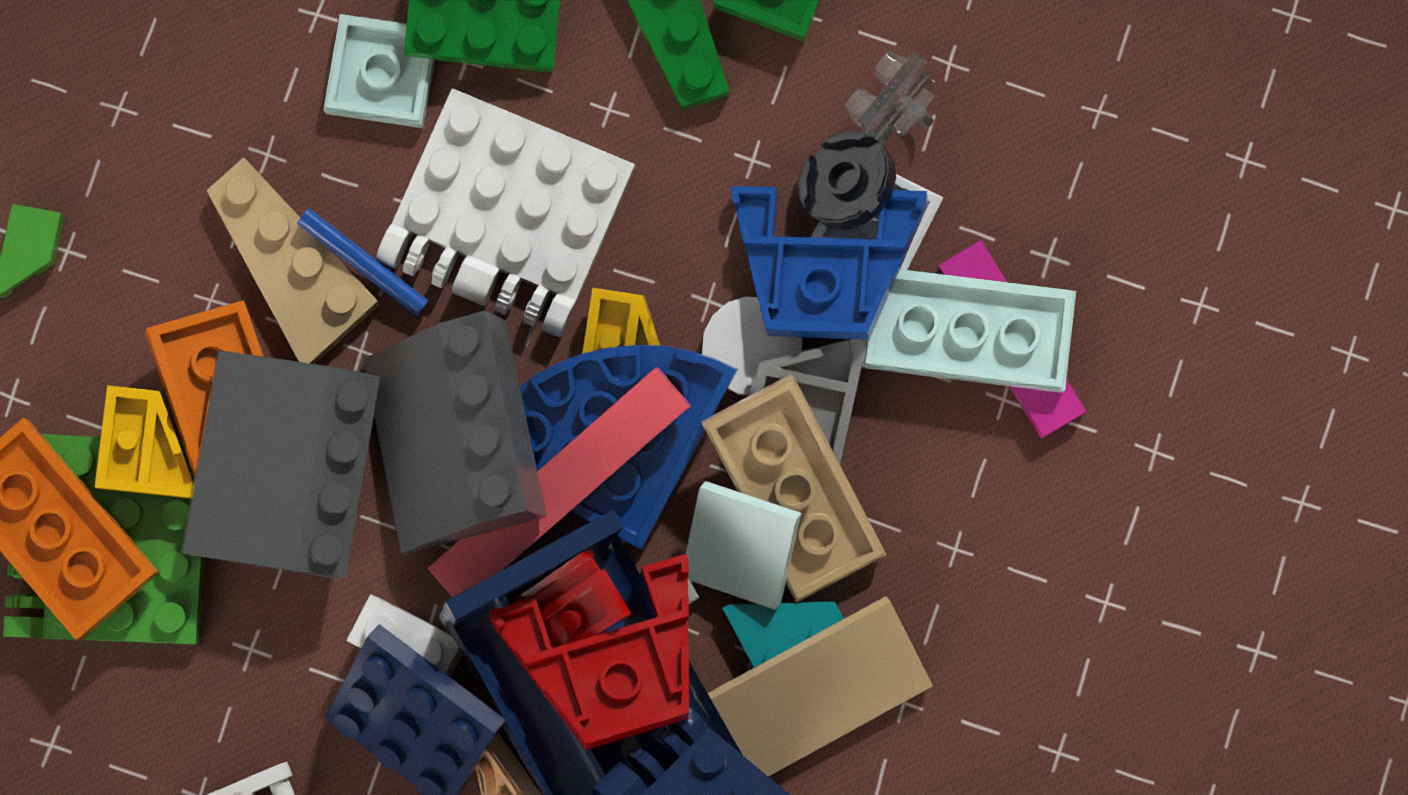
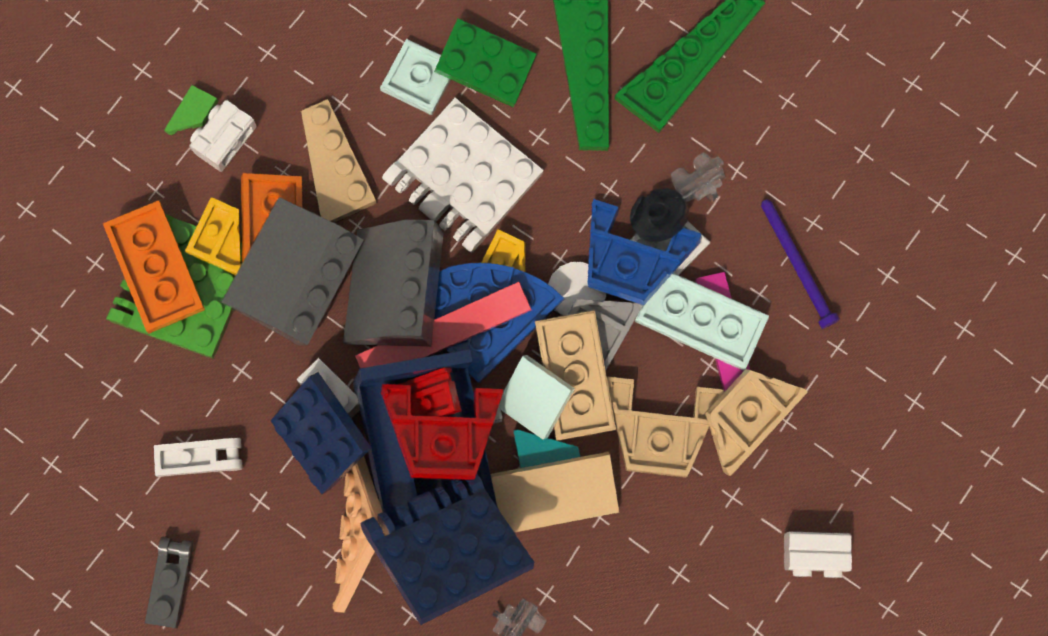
camera: 10 degrees right, 5 degrees down
(90, 272) = (222, 135): none -> white brick
(362, 262) = (374, 176): blue bar -> none
(964, 550) = (659, 441): none -> tan wing
(1092, 463) = (748, 415): none -> tan wing
(1098, 189) = (800, 267): none -> dark purple bar
(1269, 651) = (817, 552): none -> white brick

